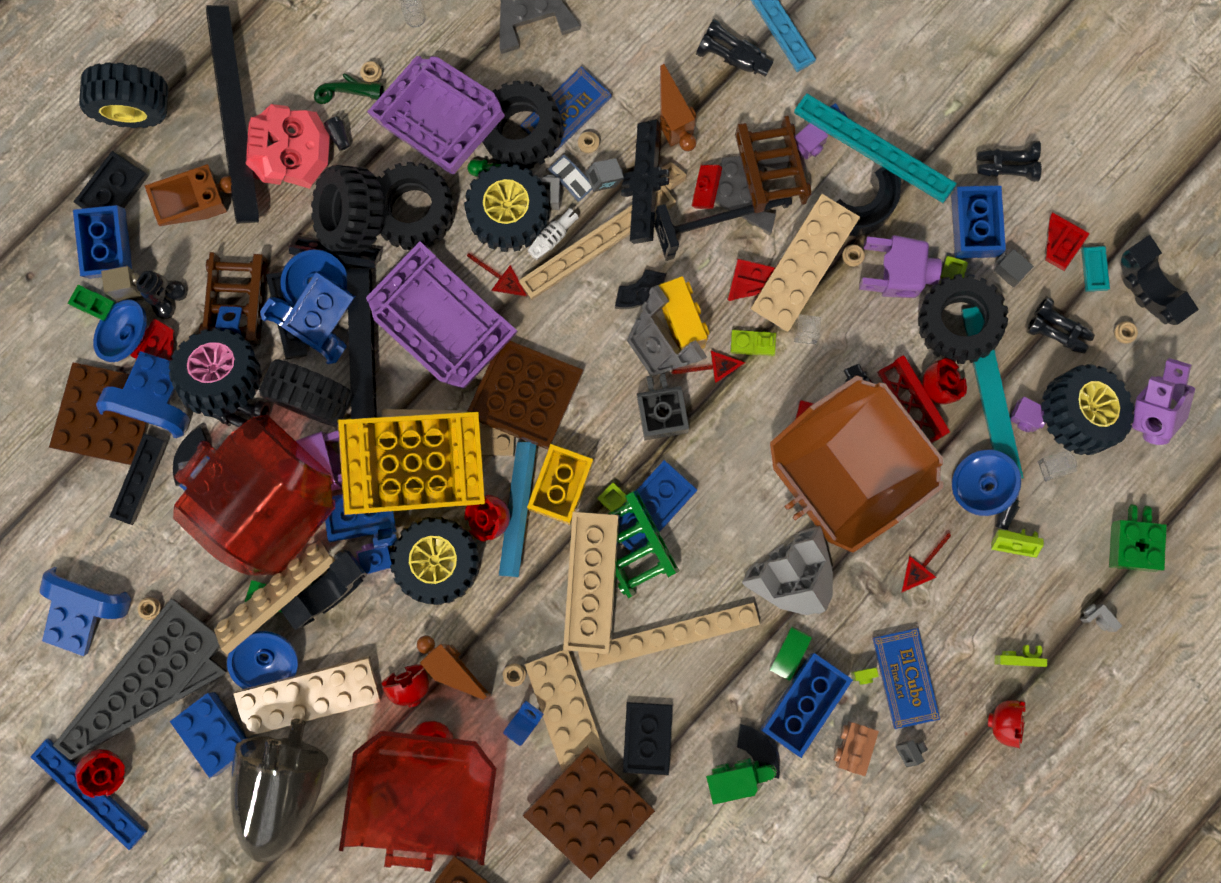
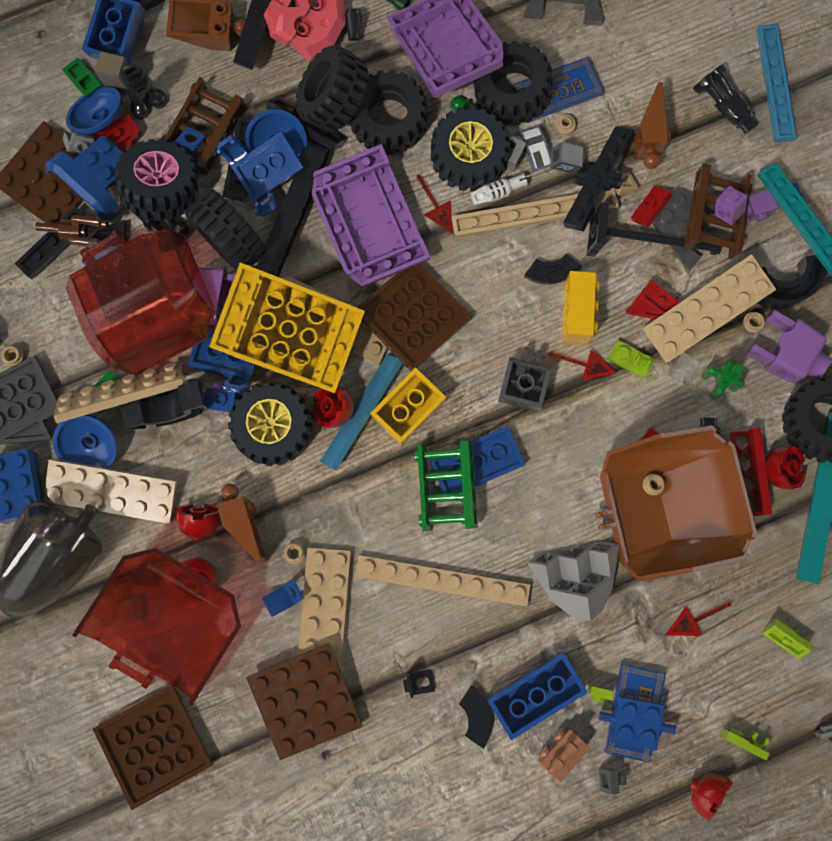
camera: 20 degrees right, 0 degrees up
(117, 371) = (76, 142): none -> light grey bracket
(155, 457) = (74, 229): none -> reddish brown plant
(591, 582) = (396, 503): tan plate -> none
(612, 497) = (448, 438): lime tile -> none
(647, 738) = (384, 660): black tile -> none
(654, 343) = (544, 319): flat silver wing -> none
(683, 750) = (410, 683): none -> black bracket
(738, 781) = (446, 735): green hinge -> none
(781, 155) = (730, 205): none -> medium lavender brick
(790, 653) = (543, 644): green slope -> none
(831, 449) = (657, 480): none -> tan plate
(849, 321) = (726, 377): none -> green plant
(912, 687) = (637, 723): none -> blue plate
(979, 472) = (781, 561): blue dish -> none
(1006, 517) = (790, 607): black cone -> none

